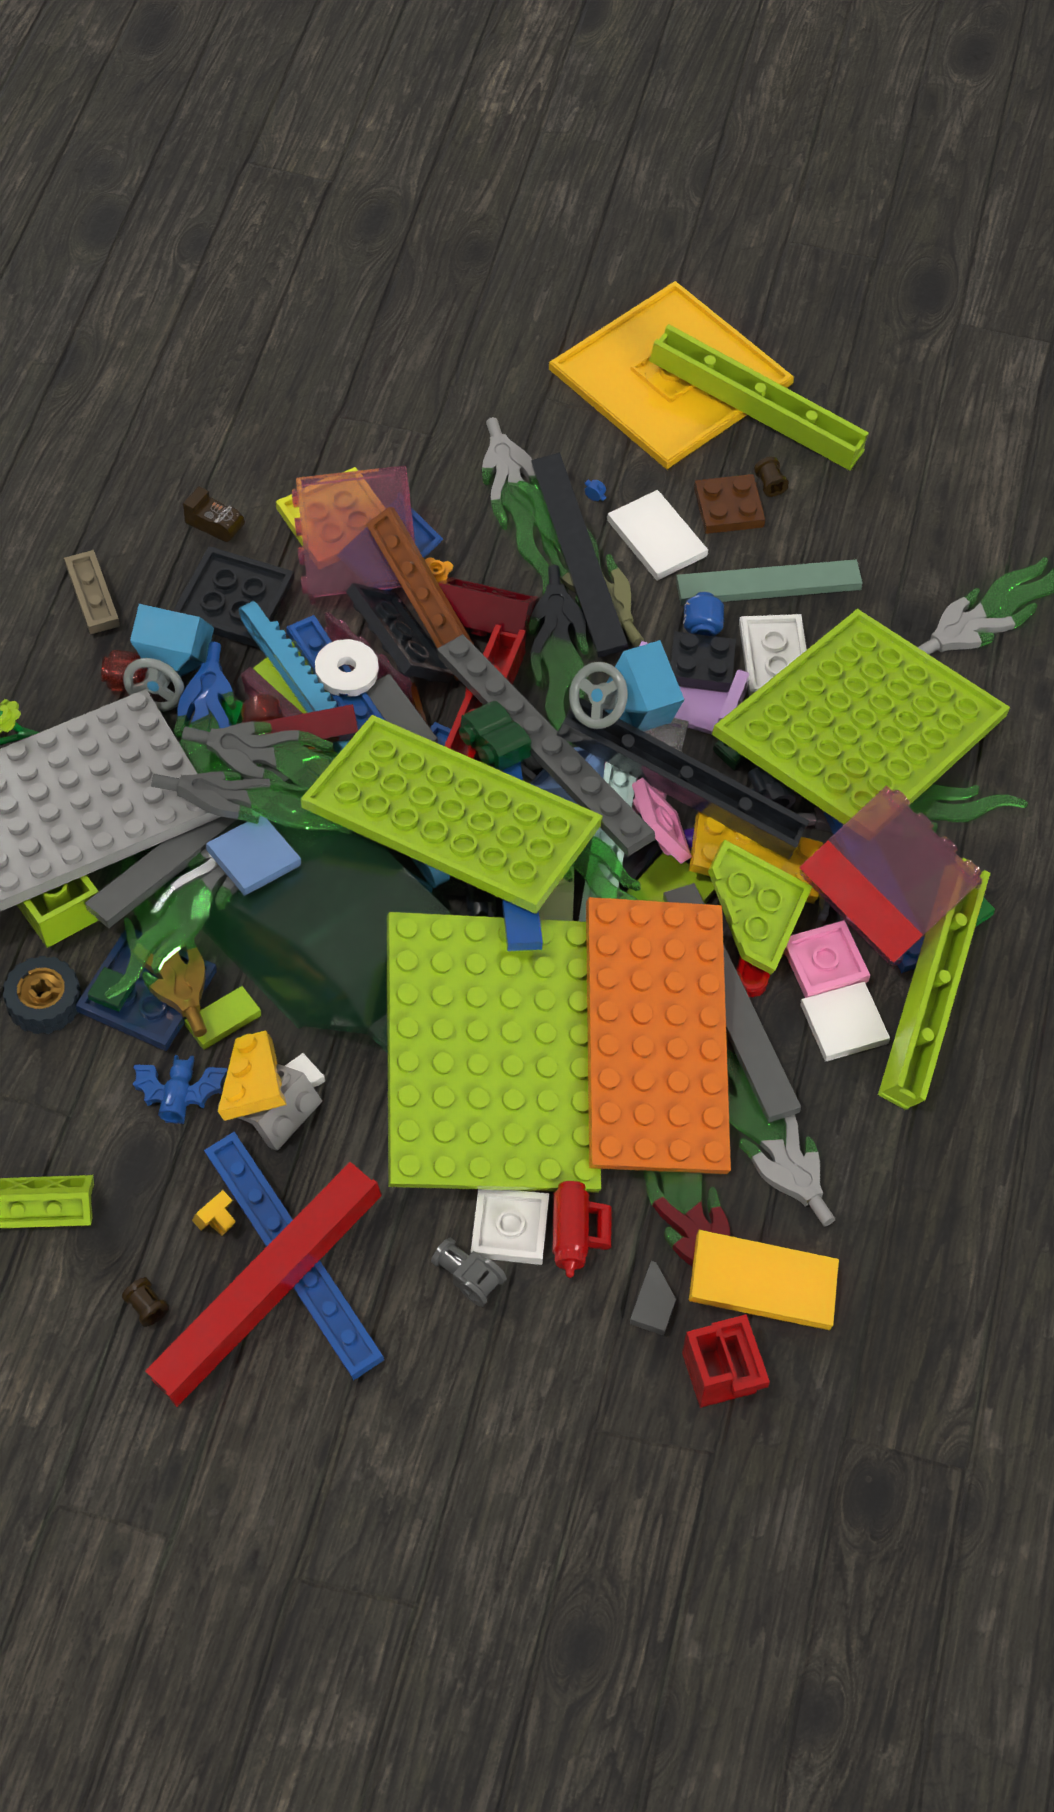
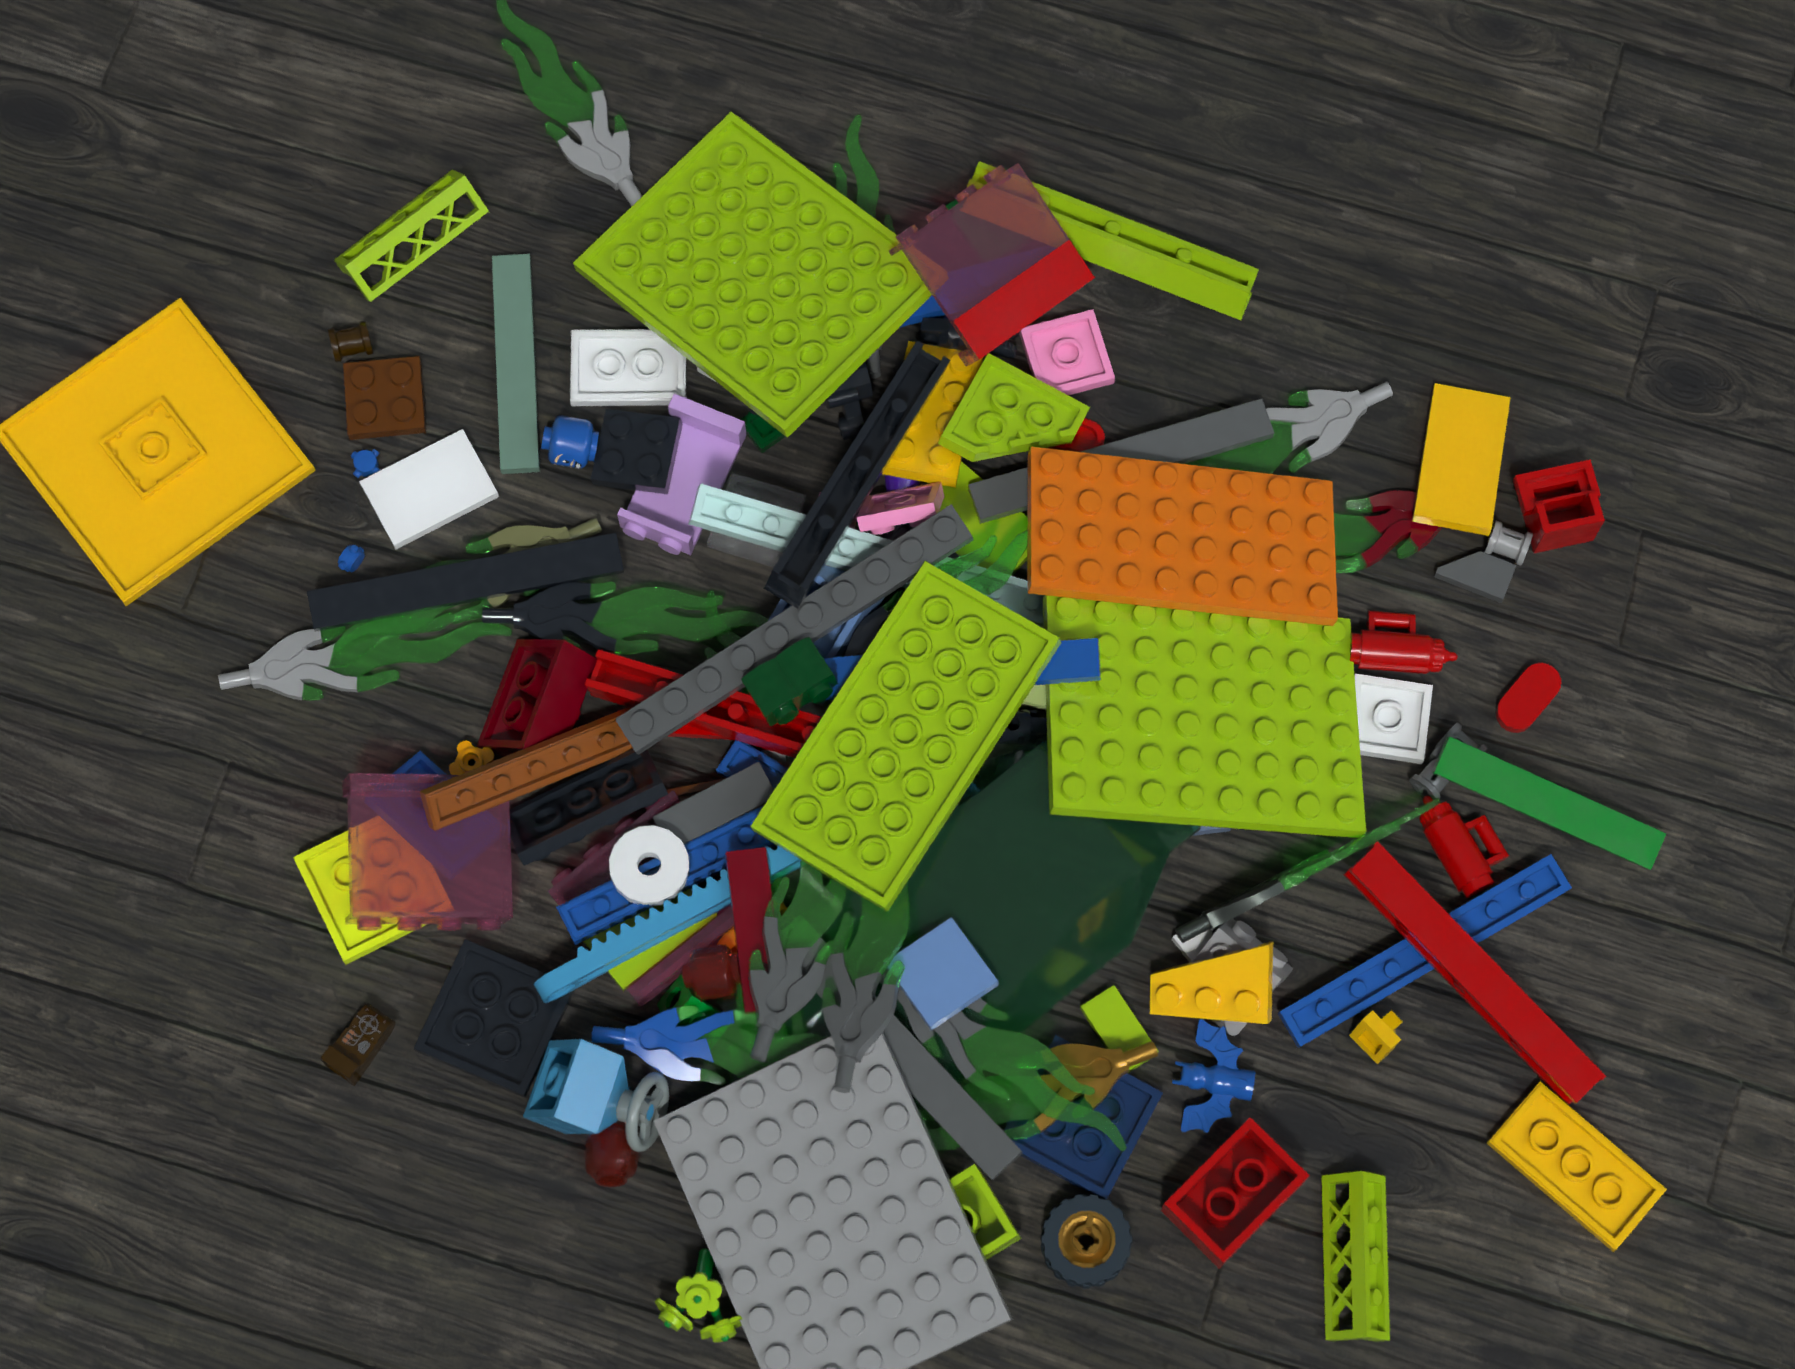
camera: 85 degrees left, 15 degrees up
(75, 1097) = (1234, 1192): none -> red brick
(91, 592) = (473, 1202): dark tan plate -> none
(92, 1388) = (1576, 1166): none -> yellow tile
(105, 980) = (1091, 1154): dark green tile -> none
(145, 1302) = (1483, 1110): dark brown bush -> none
(315, 1074) = (1291, 877): none -> piece
(386, 1279) = (1459, 851): none -> red piece
(429, 1354) = (1548, 803): none -> green tile
(537, 1344) = (1528, 697): none -> red tile
(638, 690) = (758, 504): dark azure piece -> none
(674, 495) = (365, 463): none -> blue piece
(686, 1319) = (1508, 543): none -> light grey bush
(759, 397) = (223, 343): lime tile -> none
(845, 1021) = (1143, 345): white tile -> none
(876, 504) = (405, 222): none -> lime fence

